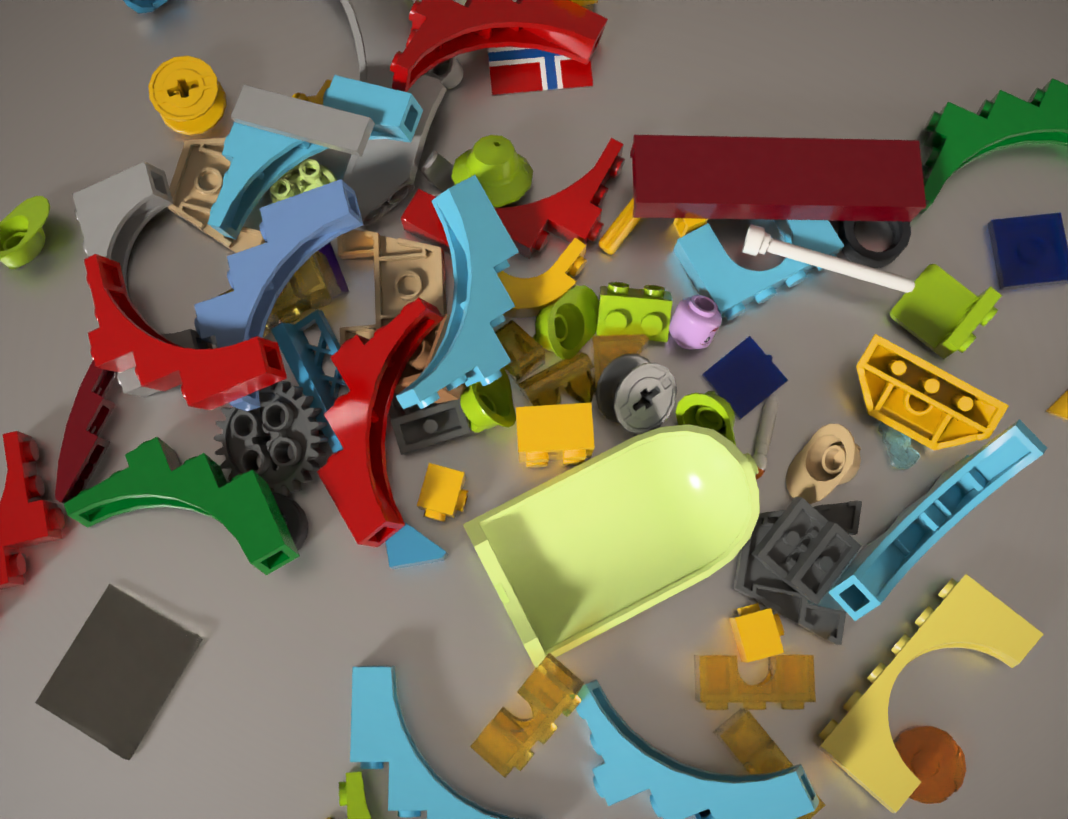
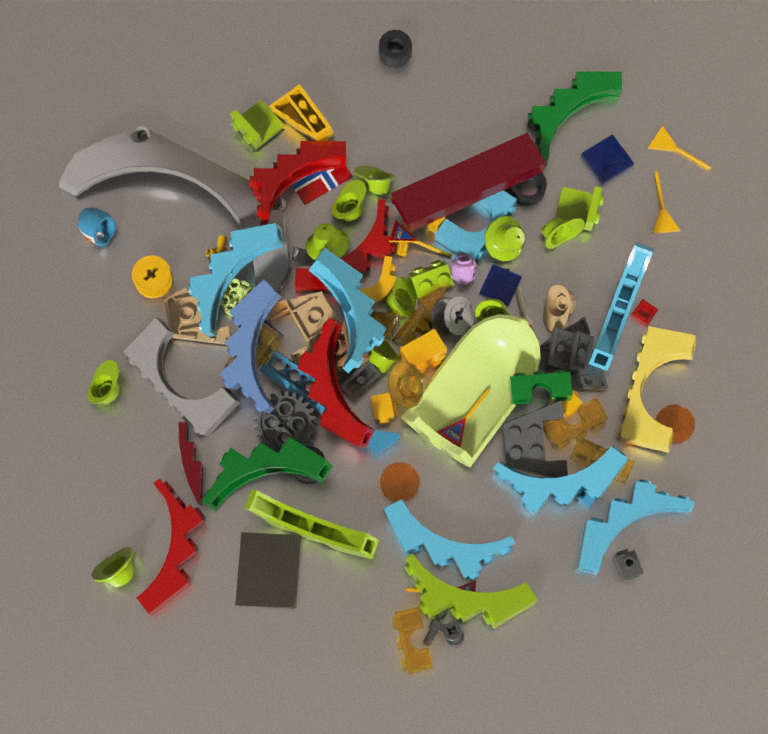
camera: 25 degrees left, 5 degrees down
(206, 375) = (248, 400): red arch -> none
(215, 636) = (311, 527): none -> lime arch
(303, 120) = (227, 260): light grey tile -> none
(408, 631) = (399, 482): none -> clear orange tile
(497, 476) = (403, 386): none -> clear yellow hat
(508, 739) = (474, 507): clear yellow arch -> none
(542, 591) = (454, 432): none -> piece
(562, 122) = (349, 201): none -> lime piece
(619, 214) = (400, 234): none -> piece
(625, 104) = (375, 179): none -> lime piece
(653, 671) = (526, 441): none -> dark grey wing
(756, 601) = (556, 383): none -> green arch
(760, 242) = (475, 215): white piece -> none
(790, 303) = (504, 238): none -> lime hat
(897, 329) = (560, 231): none -> lime piece
(898, 447) = (589, 281): clear light blue piece -> none
(924, 398) = (589, 253): yellow wedge -> none
(968, 542) = (644, 312): none -> red tile

